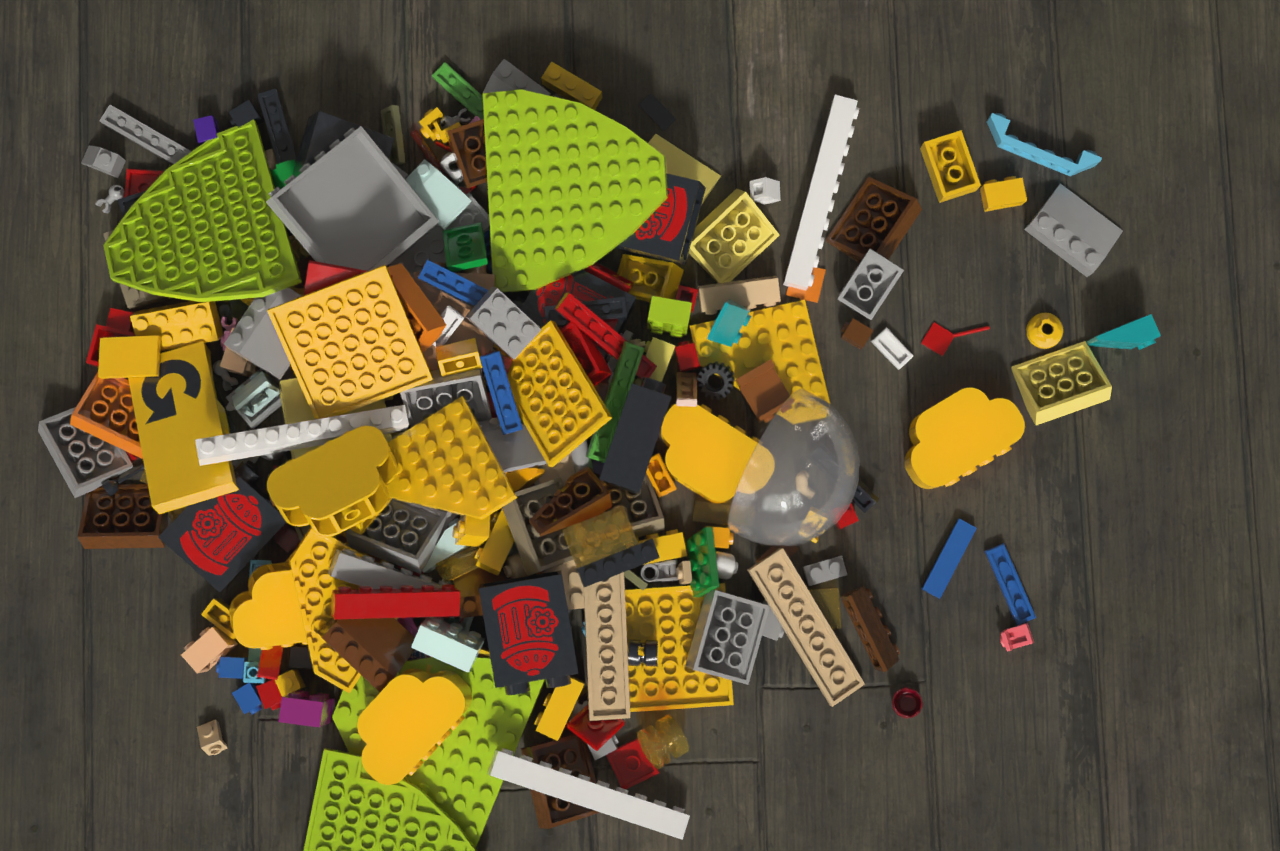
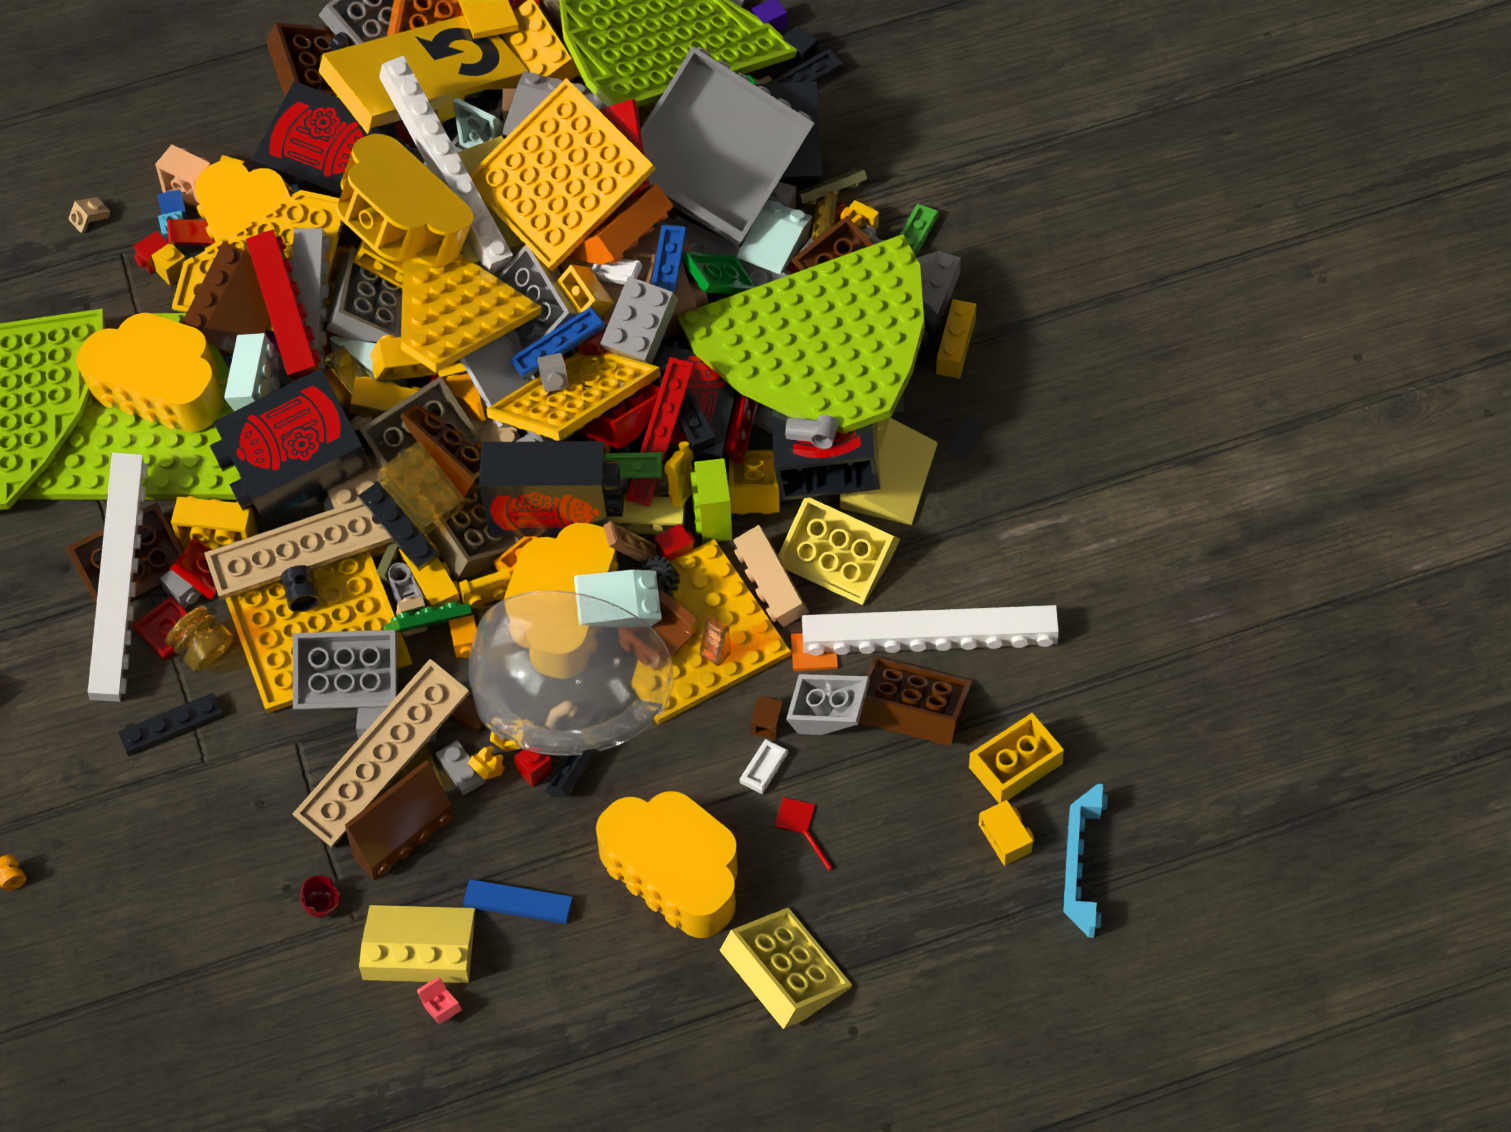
camera: 75 degrees right, 25 degrees down
(248, 698) = (140, 228): blue brick -> none
(306, 709) = (143, 276): magenta brick -> none
(428, 150) = (824, 215): none -> clear yellow tile
(531, 404) = (553, 372): none -> light grey brick
(641, 333) = (678, 474): none -> yellow plate
(662, 215) = (819, 431): none -> light grey piece
(683, 497) = (486, 588): none -> yellow plate
(687, 294) = (743, 518): red brick -> none
(719, 780) = (170, 724): none -> black plate
(726, 565) = (432, 647): white head -> none
(729, 323) = (723, 554): teal slope -> none
(740, 413) = (629, 589): none -> light aqua slope
(765, 190) = (907, 567): white brick -> none
(793, 352) = (715, 641): none -> clear orange slope
(832, 550) = (486, 764): none -> yellow tile
(962, 639) = (417, 944): none -> light yellow slope
(1010, 584) = (506, 981): blue tile -> none
(1036, 335) = (849, 944): yellow piece -> none
(1074, 230) = (992, 929): light grey slope -> none
(1138, 334) = (877, 1025): teal slope -> none

